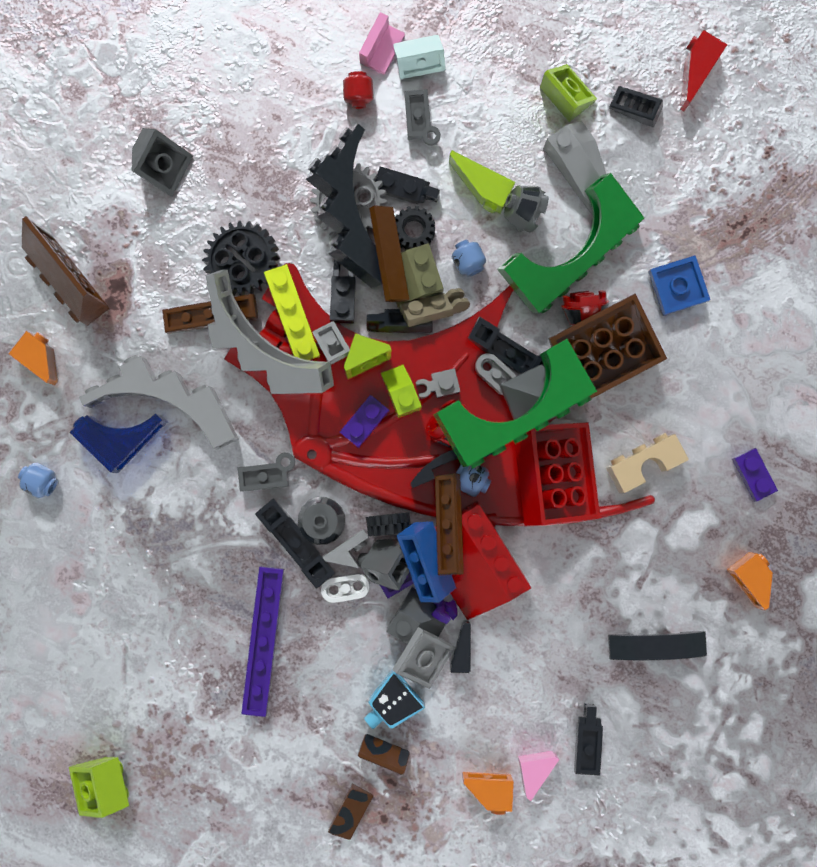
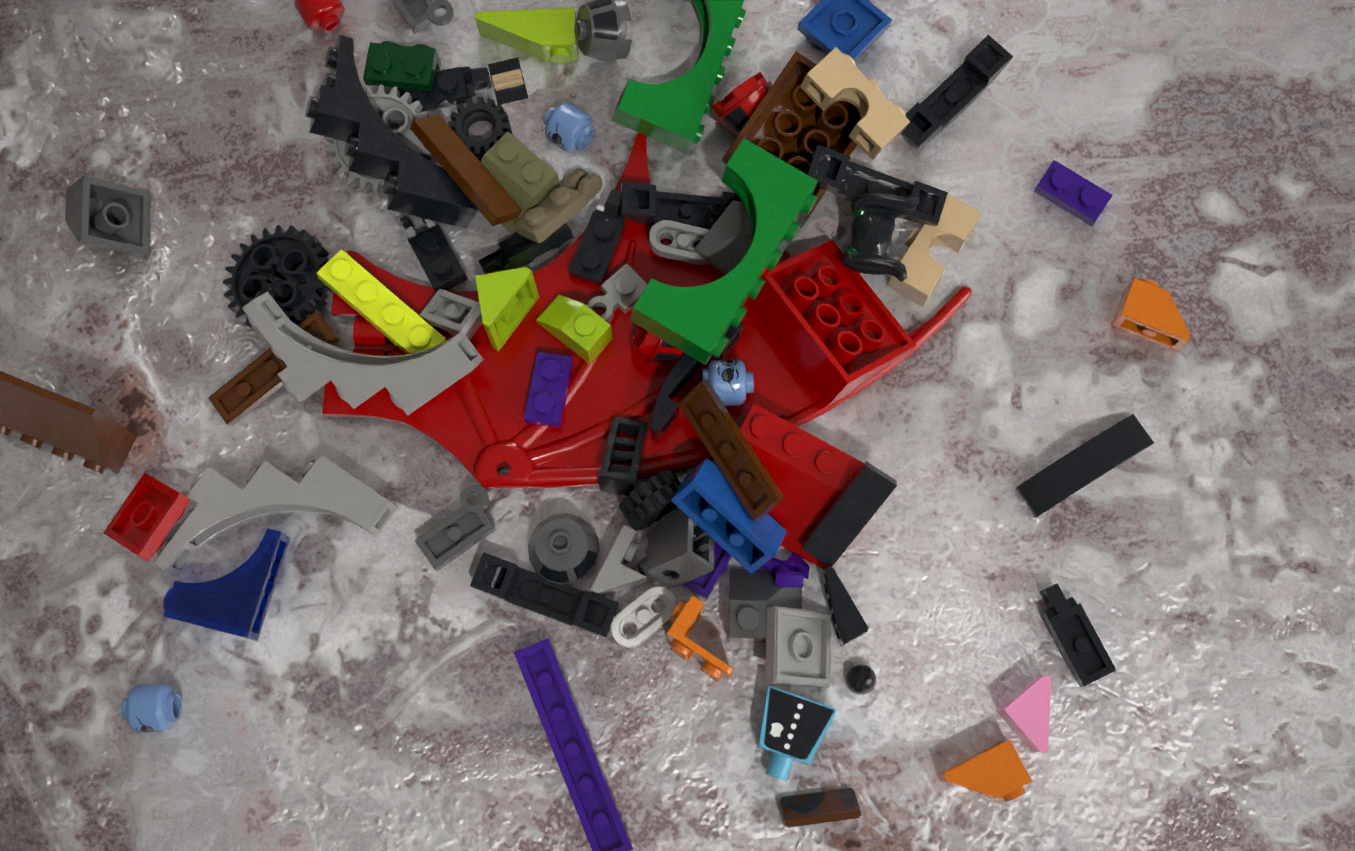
camera: 25 degrees left, 10 degrees down
(36, 356) = (67, 545): orange slope -> none
(89, 365) = (147, 517): none -> red plate
(365, 607) = (683, 620): none -> orange bracket
(371, 501) = (620, 478): none -> black slope
(387, 160) = (401, 66): none -> dark green bracket
(446, 344) = (599, 242): none -> black hinge
(446, 691) = (853, 676): none -> black hinge
(449, 203) = (508, 81): none -> black piece
(497, 601) = (848, 514): none -> black tile
(613, 437) = (872, 233): none -> black hair
(633, 409) = (850, 179): none -> black slope
(660, 368) = (840, 80): none -> tan arch
(720, 370) = (956, 92): none -> black slope

